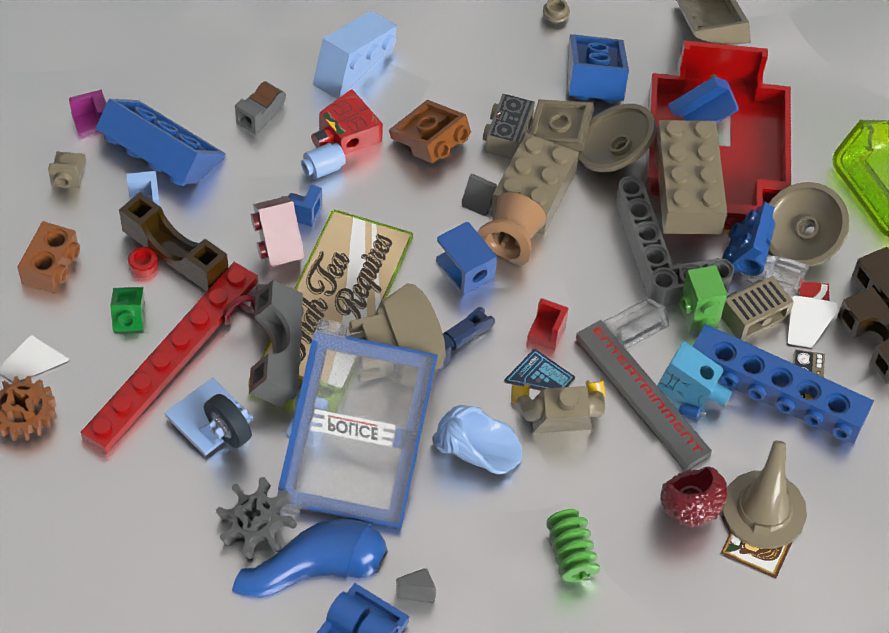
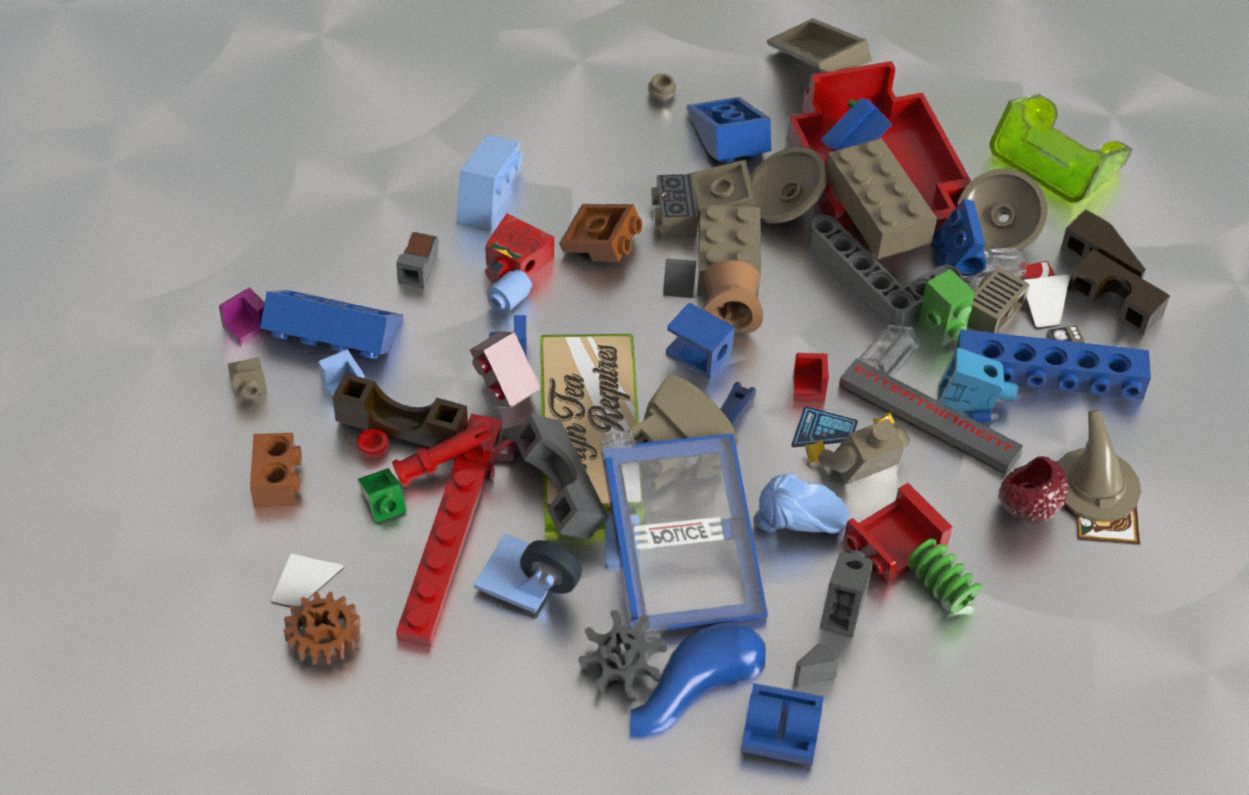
camera: 20 degrees left, 5 degrees down
(177, 290) = (427, 459): none -> red pin
(482, 519) = (849, 577): none -> dark grey torso
(550, 490) = (896, 532): none -> red panel

